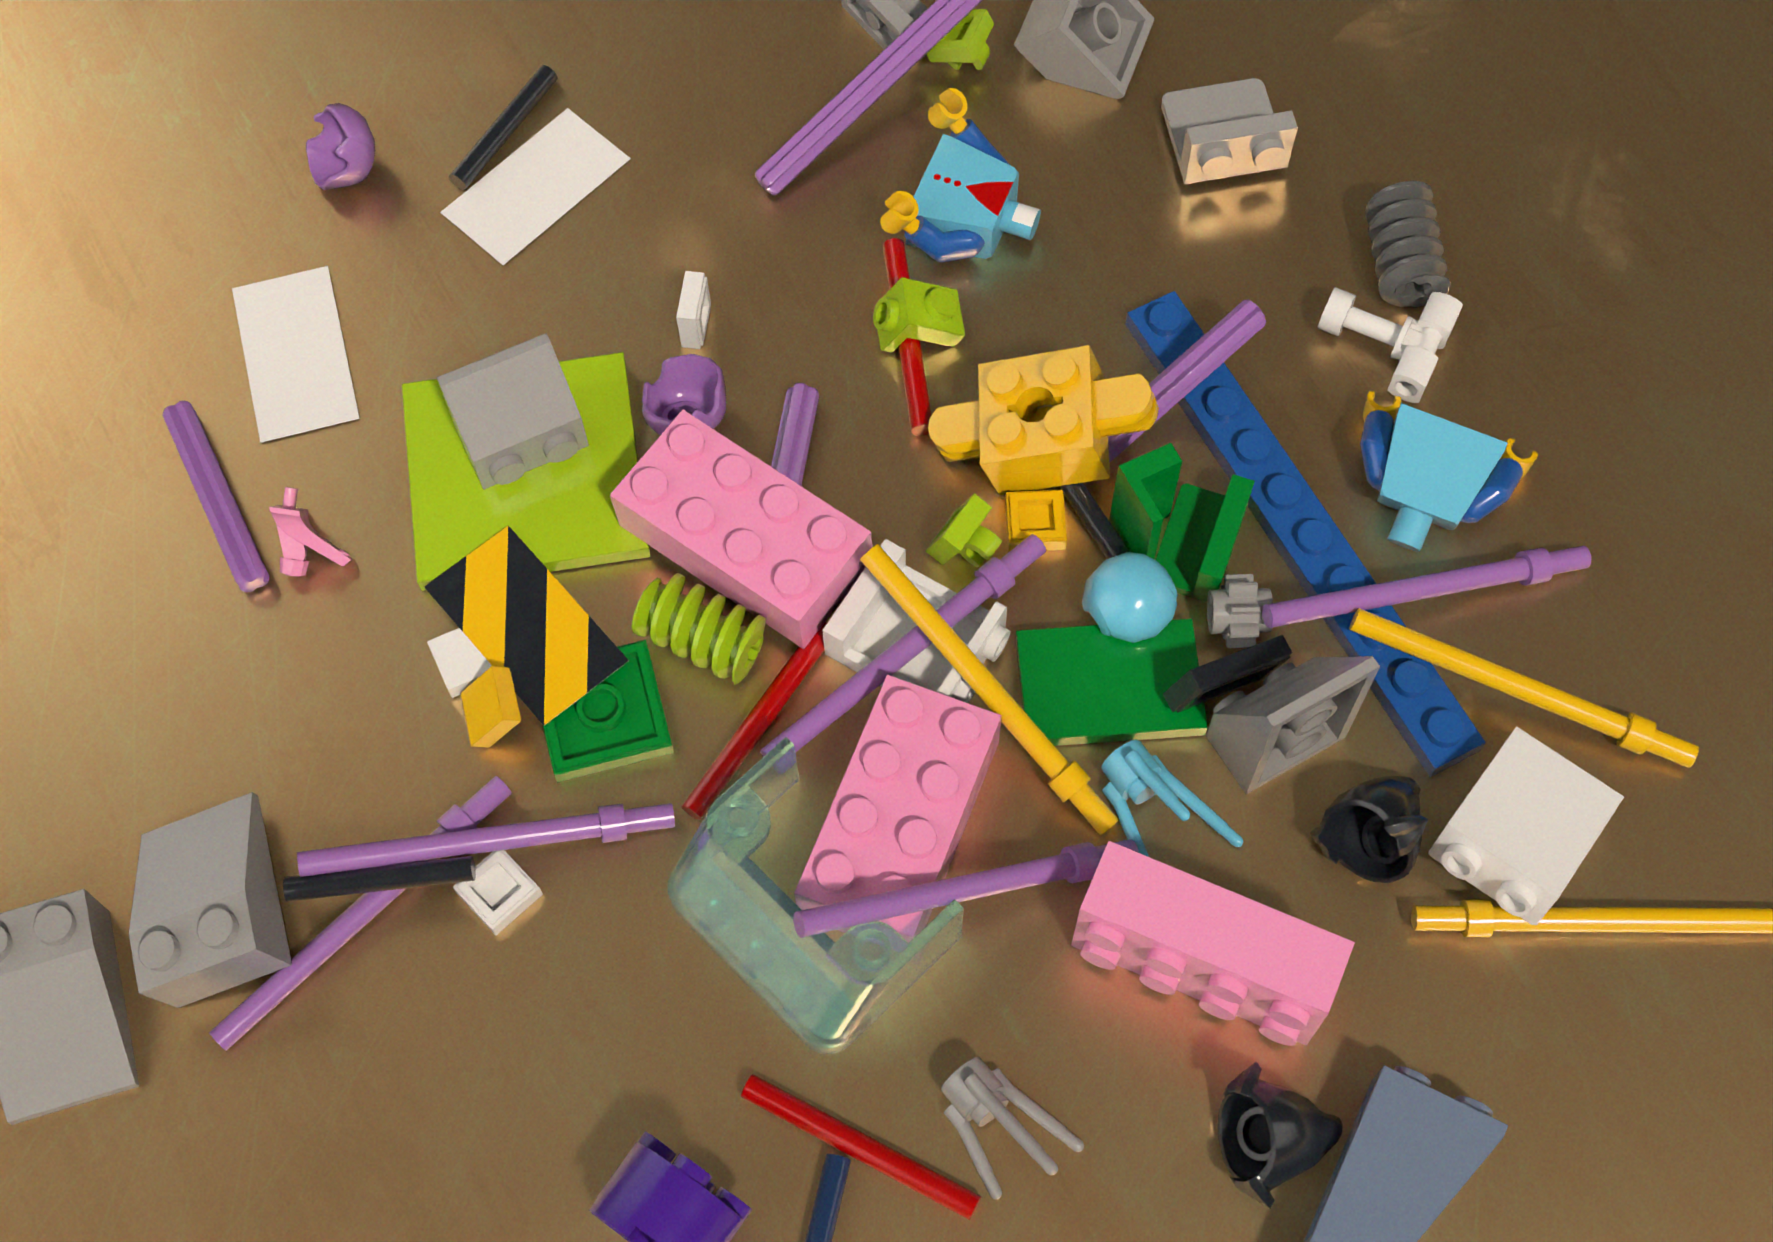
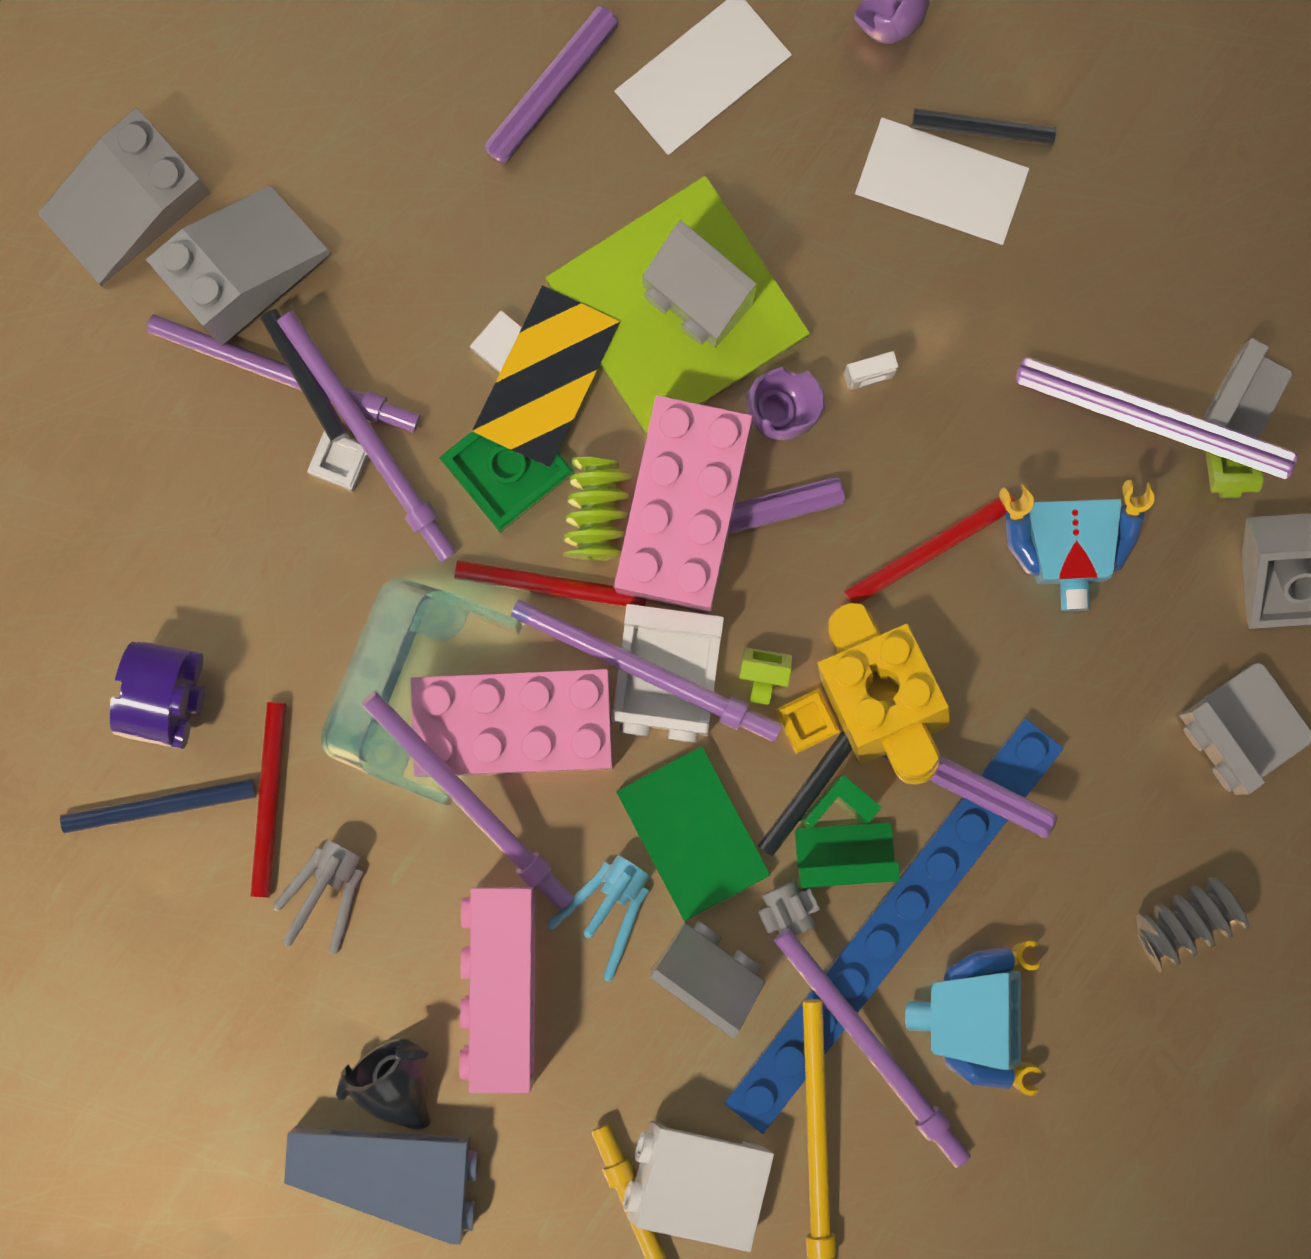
camera: 65 degrees right, 20 degrees up
(297, 533) = (543, 169): bright pink piece -> none
(490, 707) = (468, 385): yellow tile -> none
(919, 313) = (948, 551): lime bracket -> none
(1067, 778) = (596, 831): yellow bar -> none
(1130, 597) = (761, 822): medium azure hair -> none
(1227, 674) = (726, 922): black tile -> none
(1374, 829) = (656, 1075): black hat -> none
(1412, 343) = (1100, 960): white bar -> none

